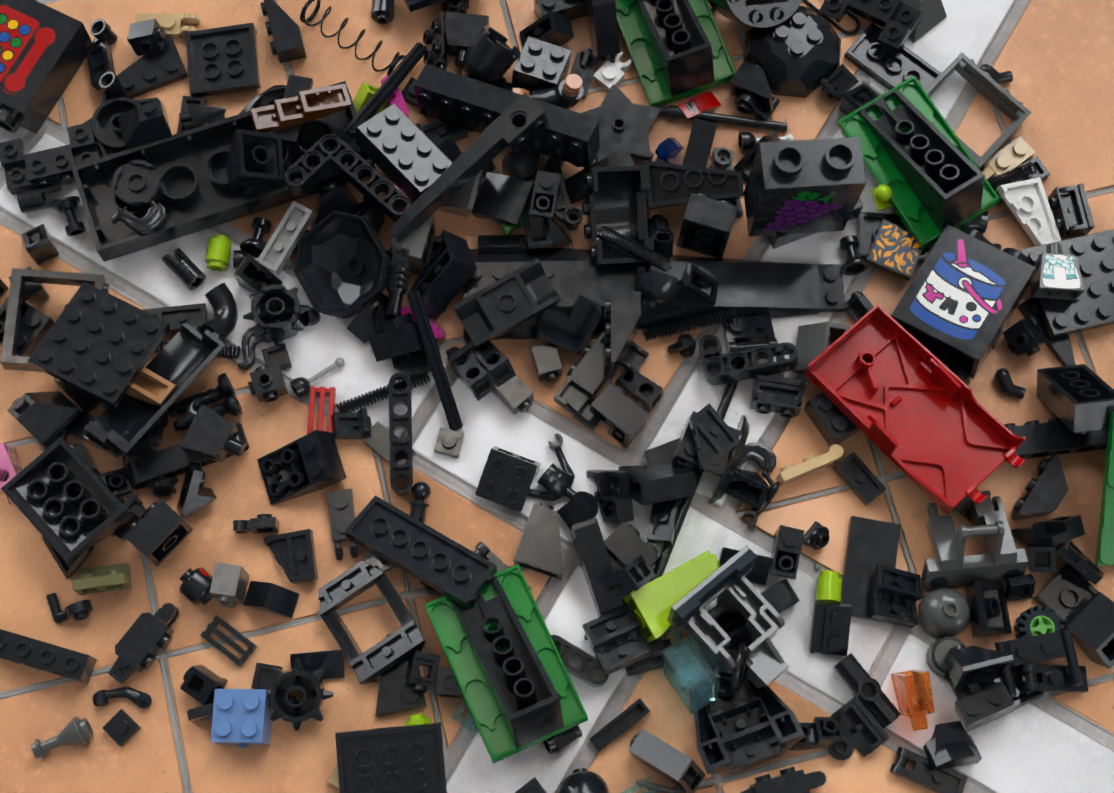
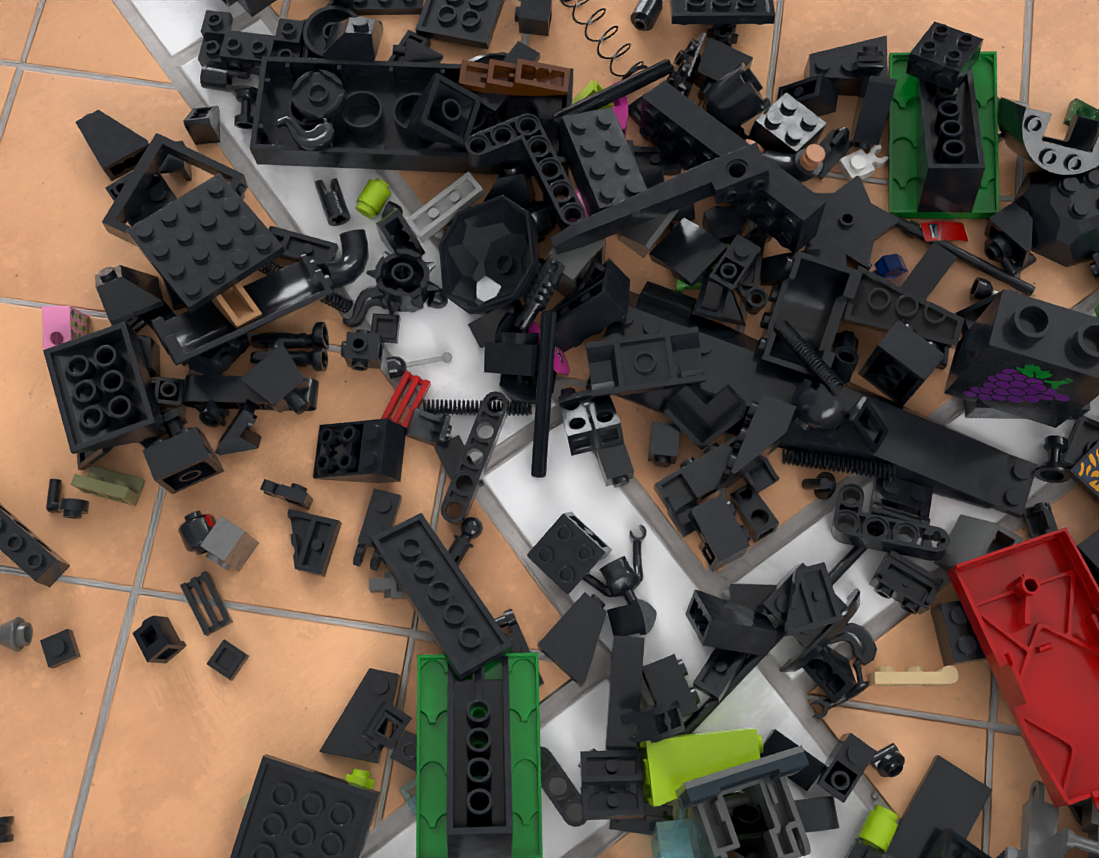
camera: 30 degrees right, 0 degrees up
(139, 698) = (92, 626): black piece -> none
(143, 641) = (119, 567): black hinge -> none
(200, 713) = (144, 669): black tile -> none
(241, 717) = (181, 692): medium blue brick -> none
(255, 246) = (411, 203): black piece -> none
(271, 598) = (269, 578): black slope -> none
(286, 705) = (231, 699): black brick -> none
(330, 661) = (284, 670): black slope -> none
(389, 650) = (362, 688): black wedge -> none
(449, 442) = (524, 487): plate -> none
(613, 495) = (676, 618): black slope -> none
(724, 153) = (949, 292): dark grey plate -> none
(859, 478) = (965, 716): black plate -> none

